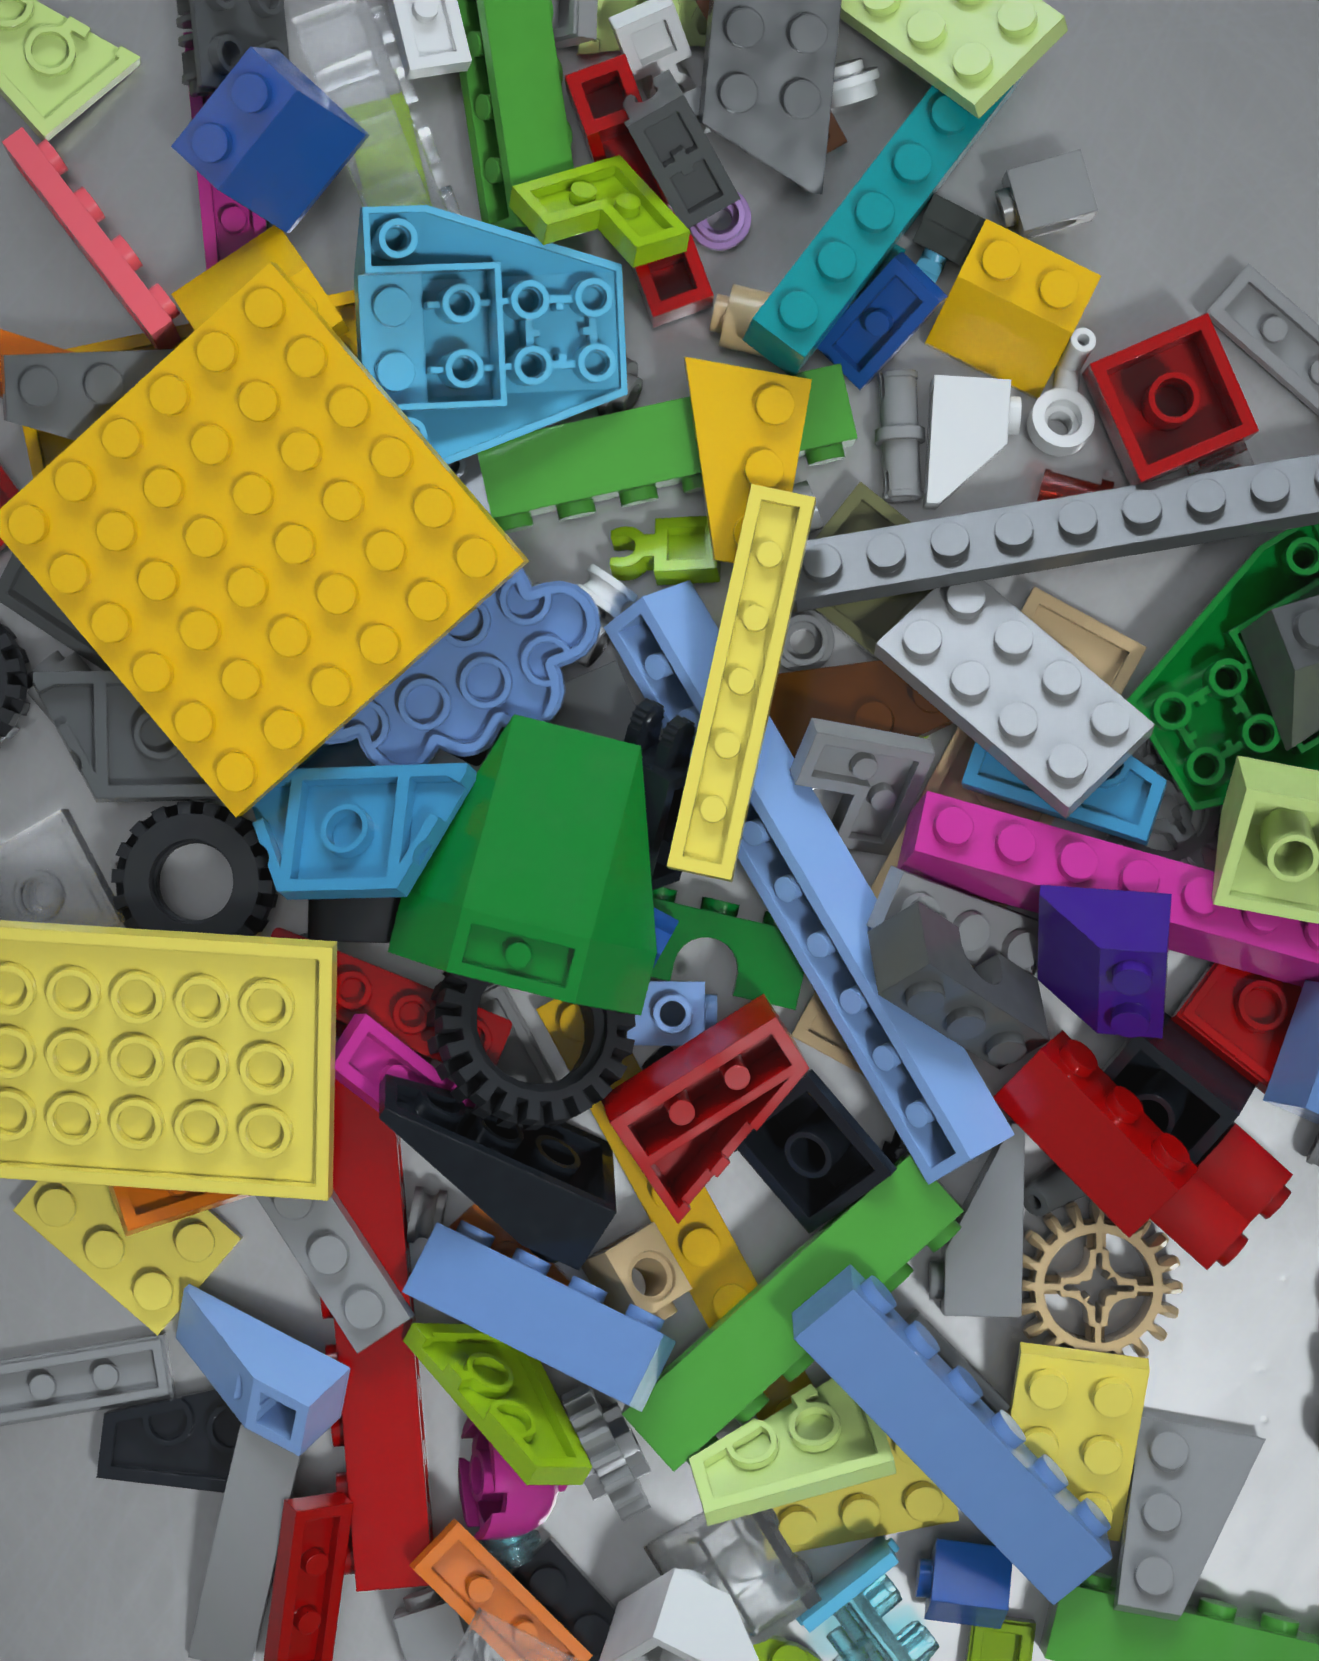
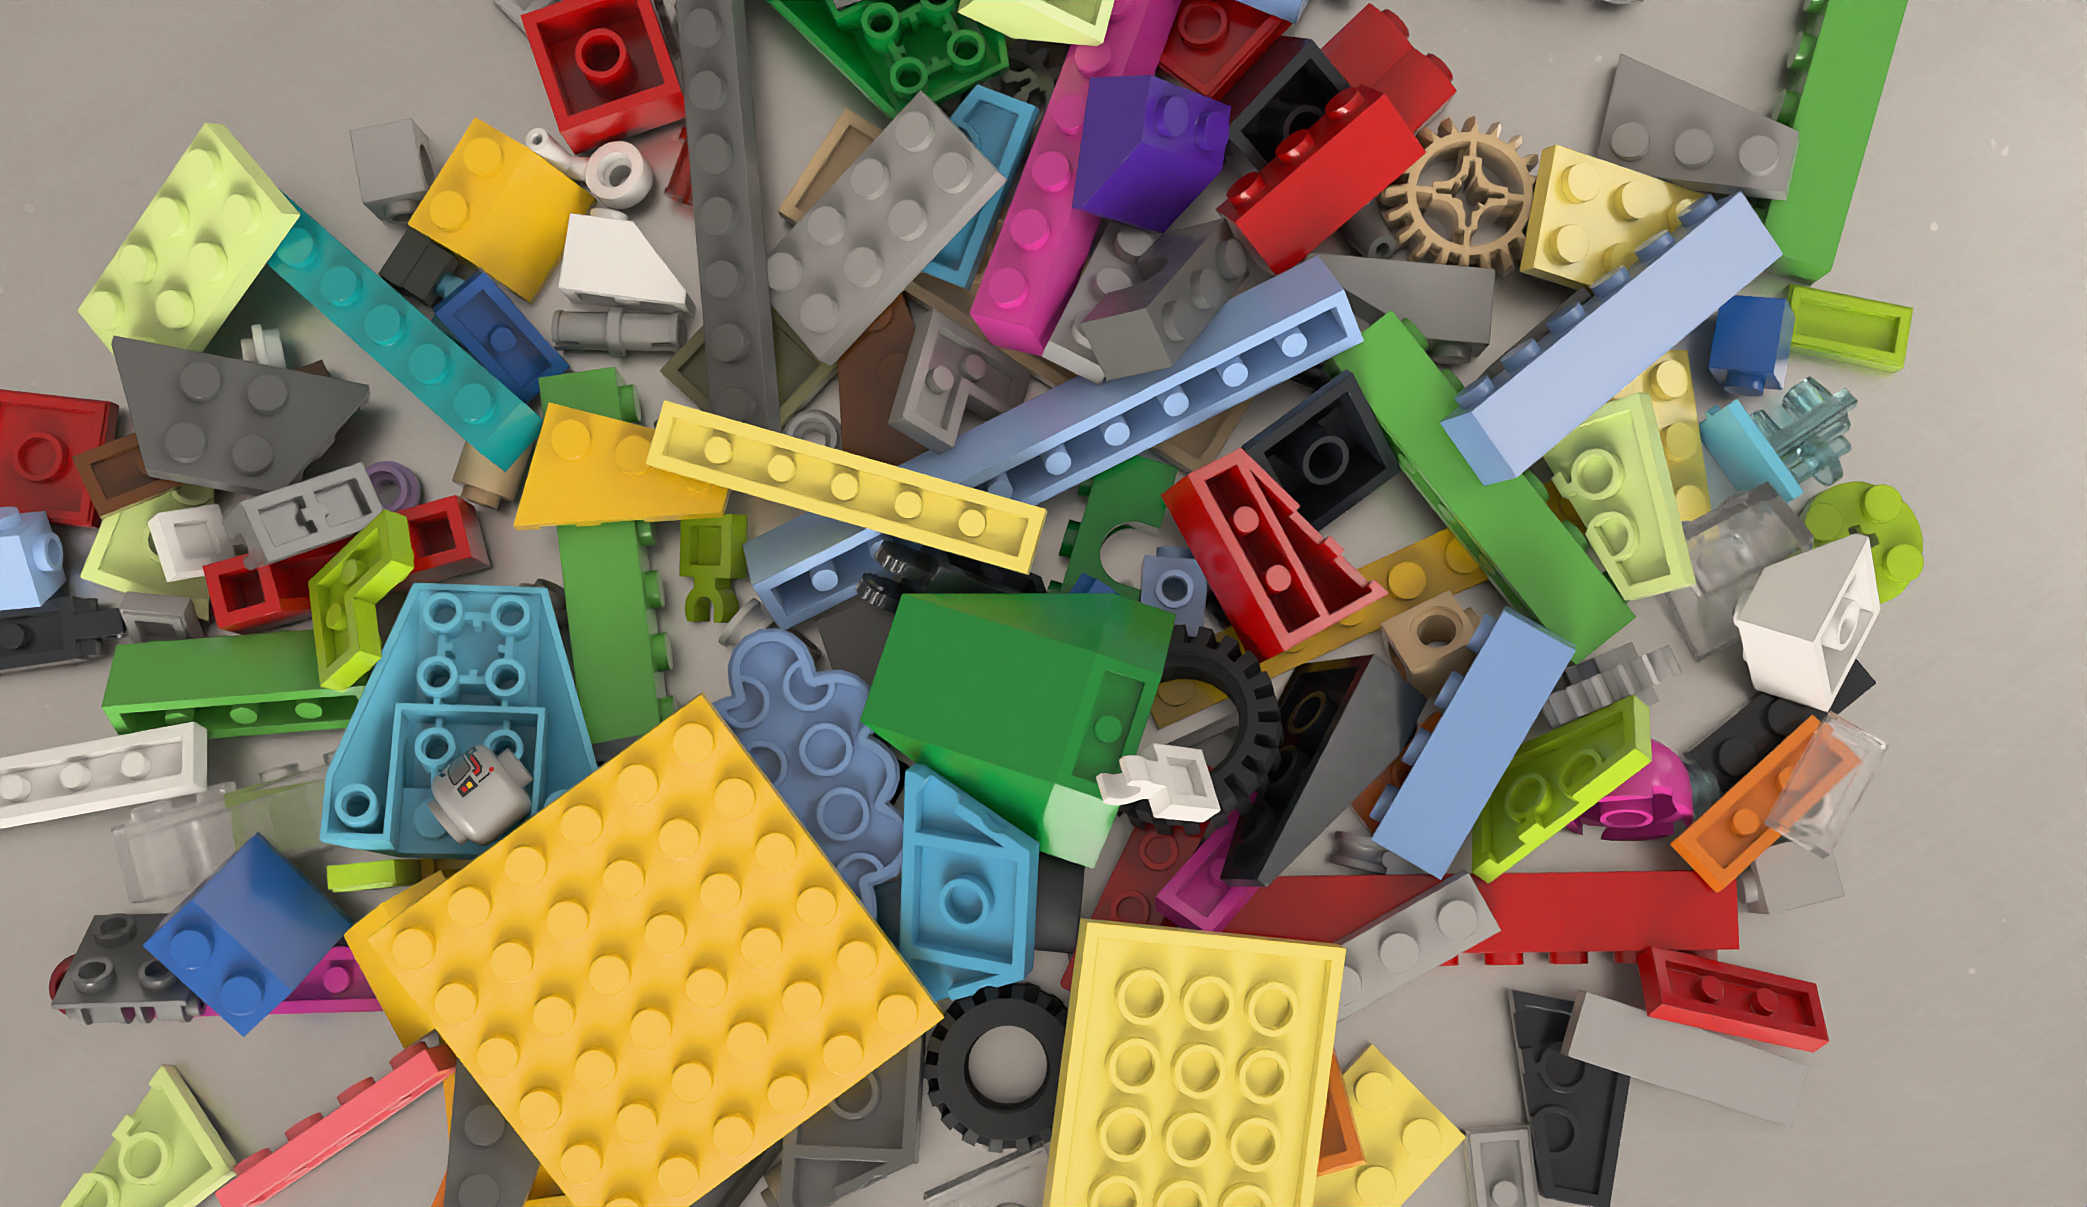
camera: 85 degrees left, 5 degrees down
(261, 1373) = (1519, 1027): light blue slope -> none
(335, 252) = (374, 875): none -> lime tile
(416, 355) = (481, 795): none -> light grey head
(476, 1017) = (1169, 777): none -> white plate

